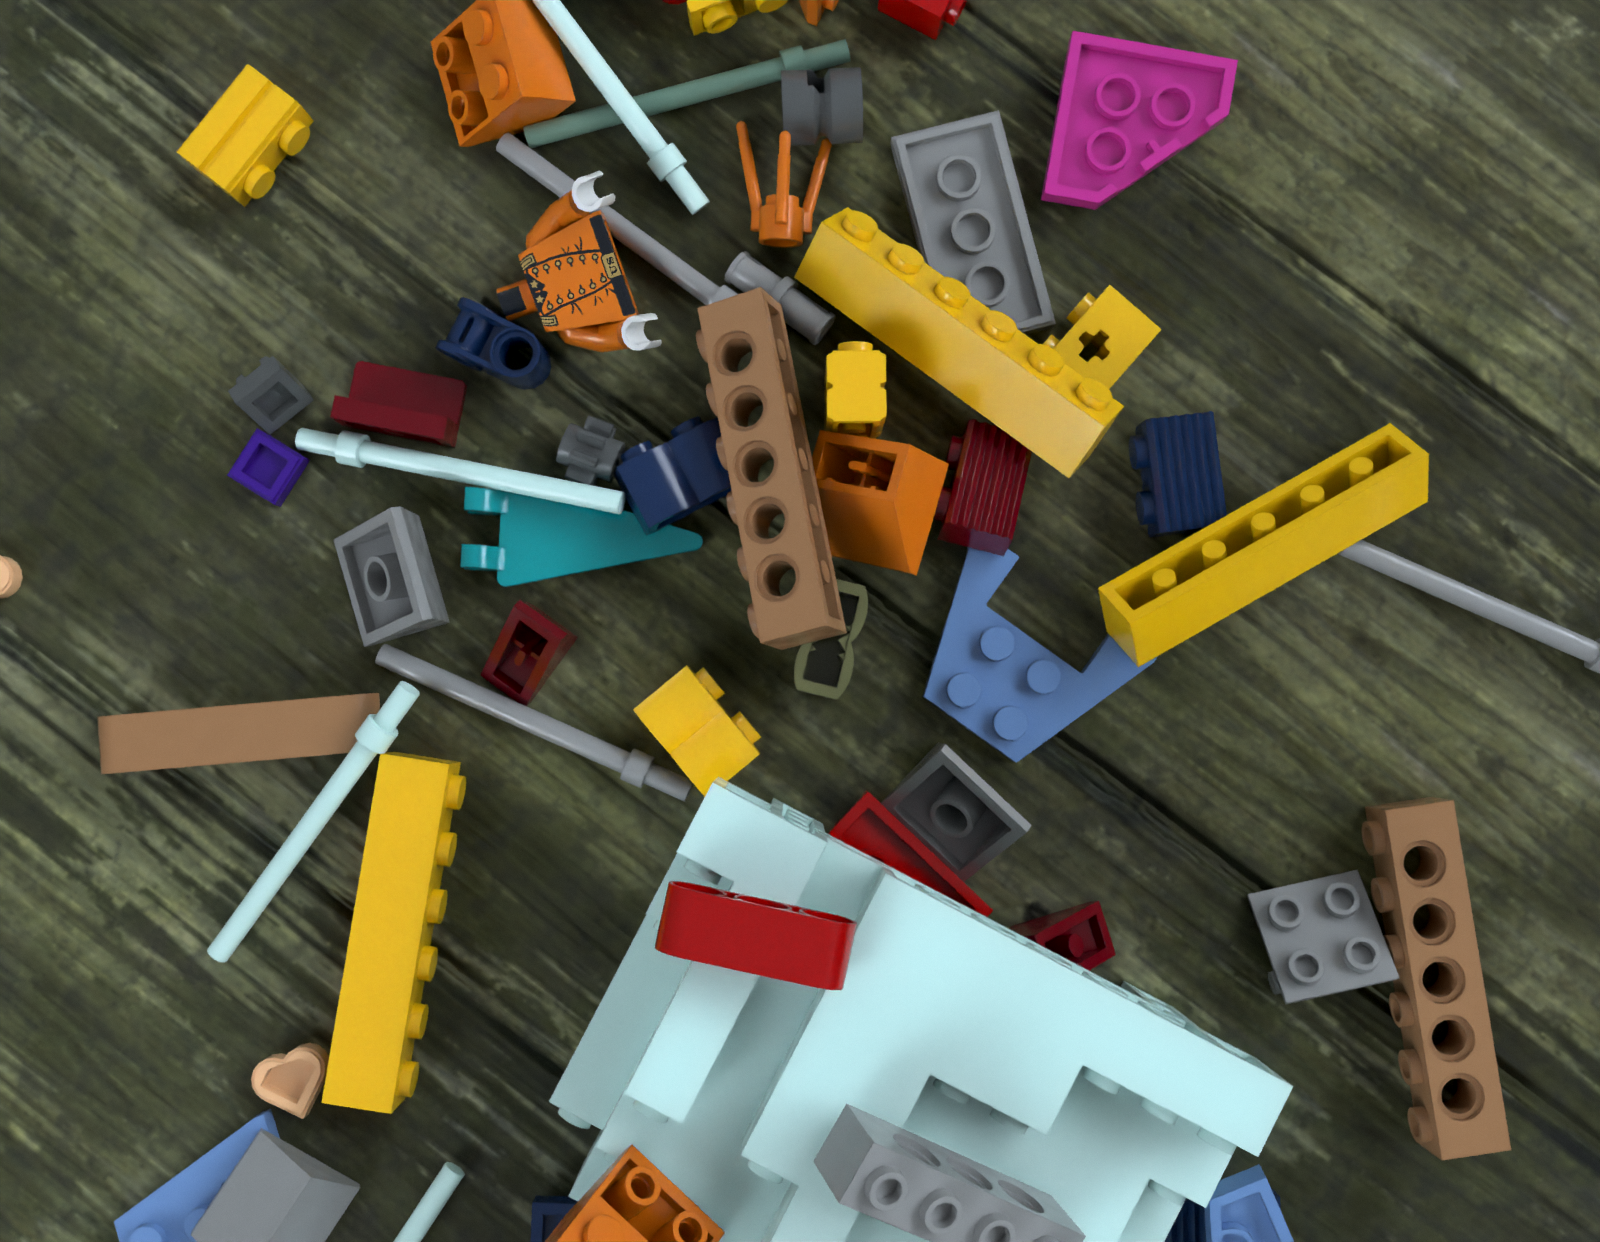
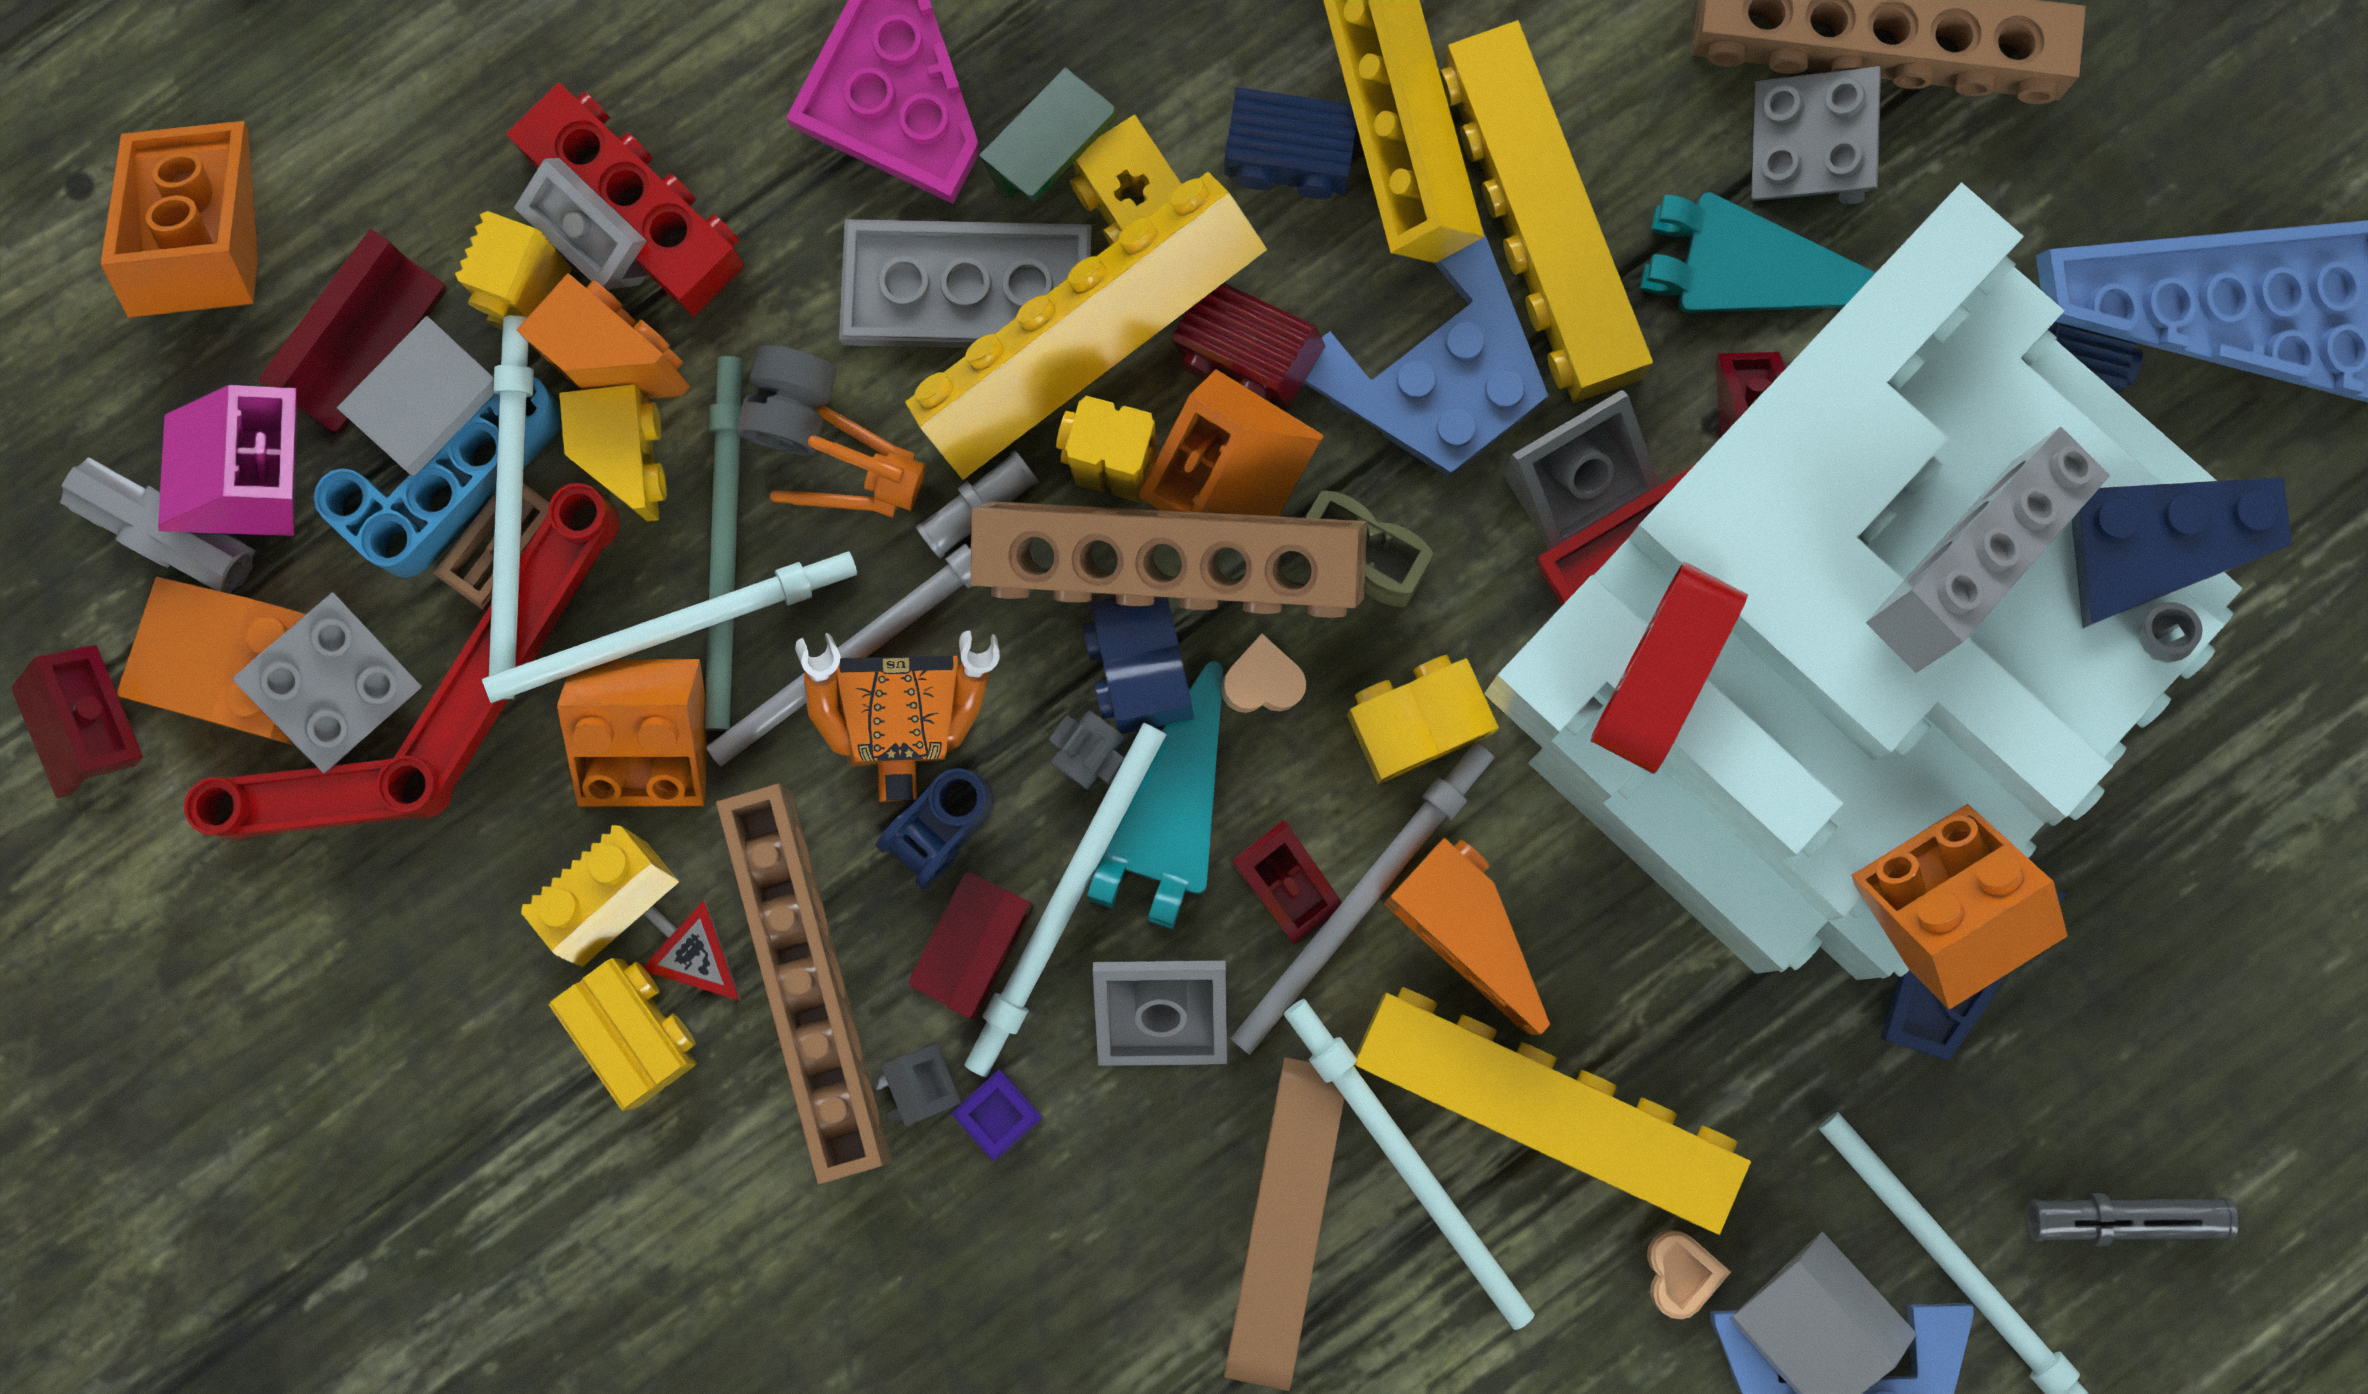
camera: 60 degrees left, 5 degrees down
(322, 272) = (804, 983): none -> medium nougat brick
(338, 174) = (692, 953): none -> piece
(351, 79) = (599, 896): none -> yellow brick
(529, 805) = (1465, 923): none -> orange slope
(697, 584) = (1263, 678): none -> light nougat tile
(1120, 260) = (1047, 136): none -> panel
(1181, 714) = (1545, 213): none -> yellow brick
(1187, 907) = (1744, 262): none -> teal flag

